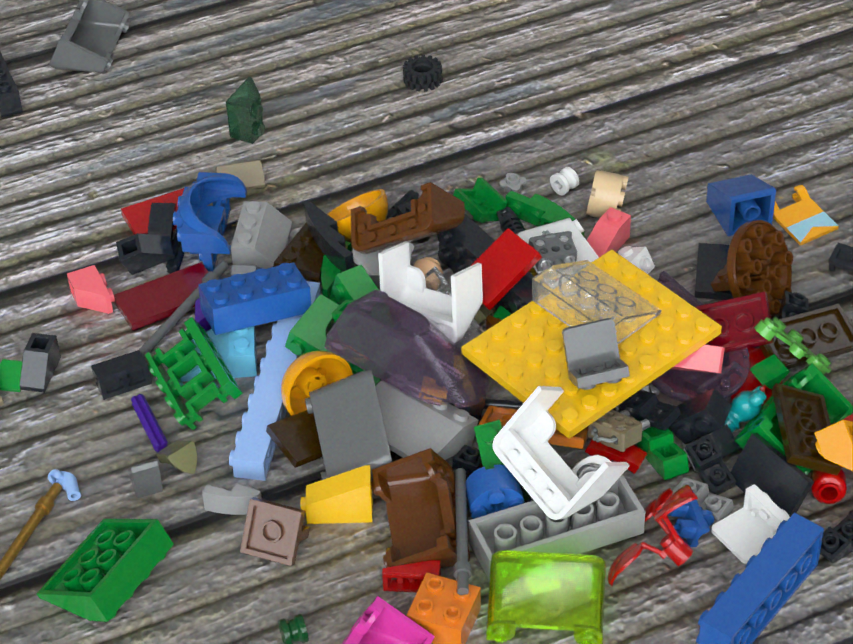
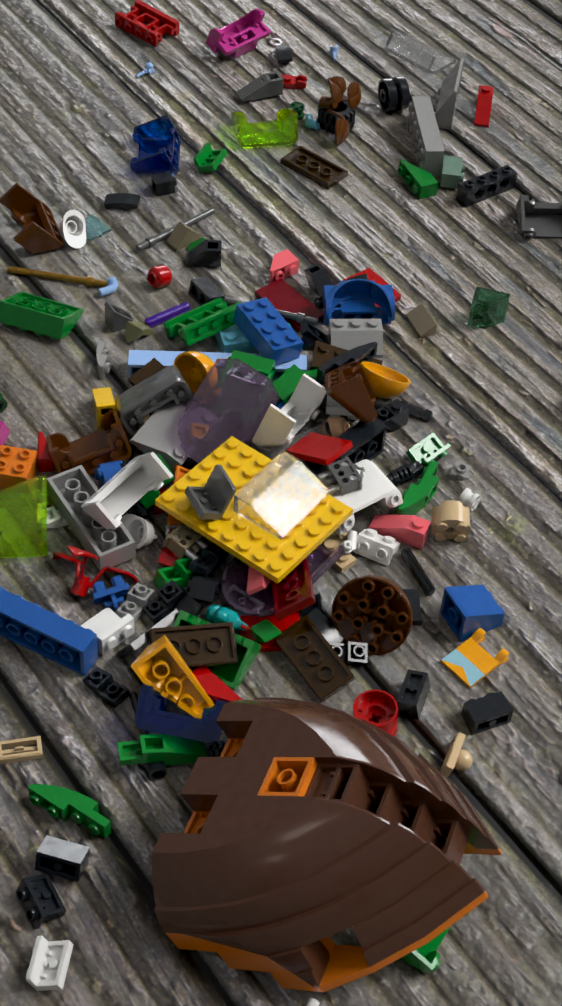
camera: 75 degrees right, 5 degrees up
(67, 420) = (159, 276): none -> red head
(273, 531) = (74, 381): bracket -> none
(462, 567) = (36, 464): dark grey bar -> none
(671, 240) = (417, 571): none -> black axle
(775, 327) = (281, 638): bright green plant -> none

